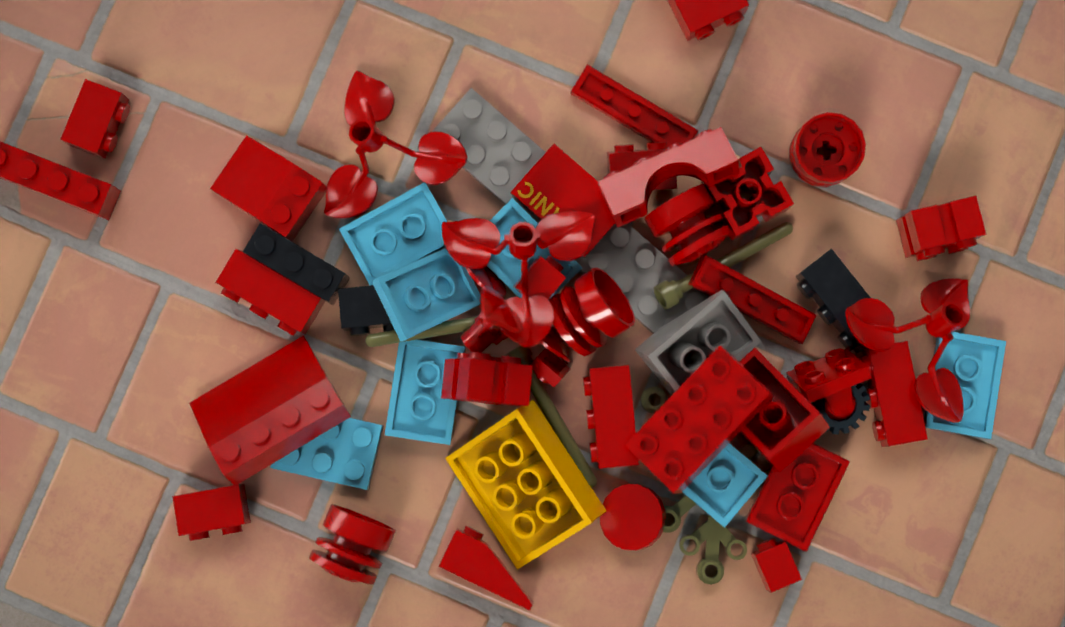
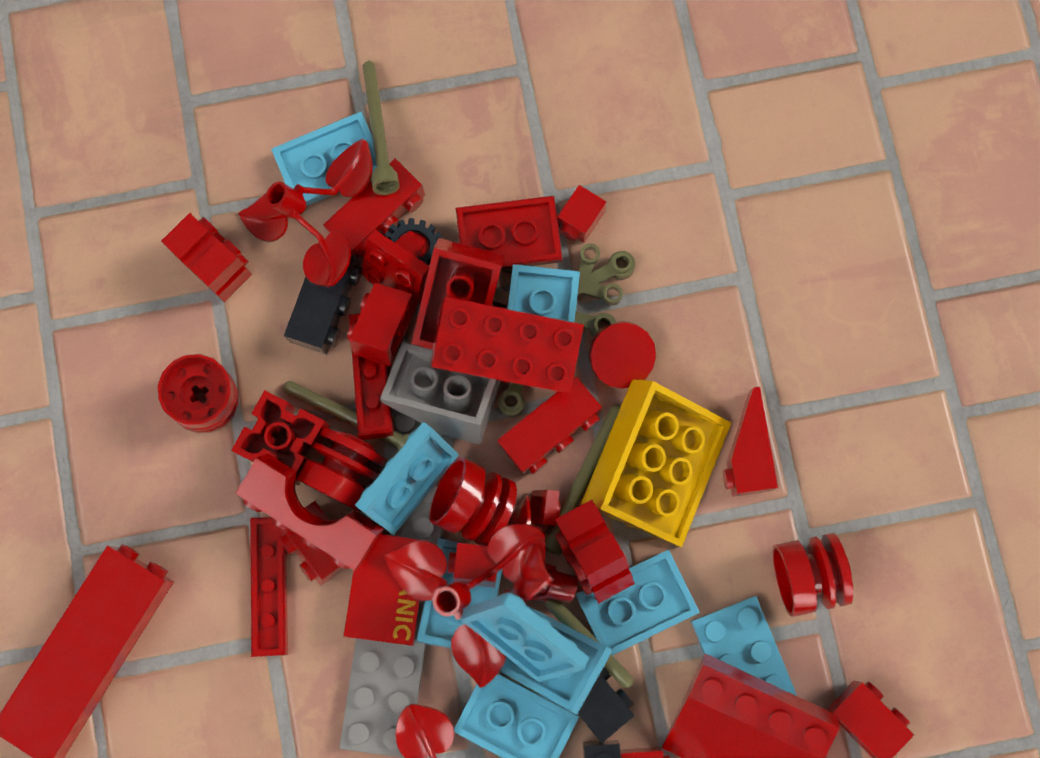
camera: 120 degrees left, 5 degrees down
(455, 277) = (524, 637): none -> medium azure plate
(644, 271) = (407, 478): none -> medium azure plate
(788, 334) = (381, 323): none -> red brick
(914, 417) = (384, 178): none -> olive piece

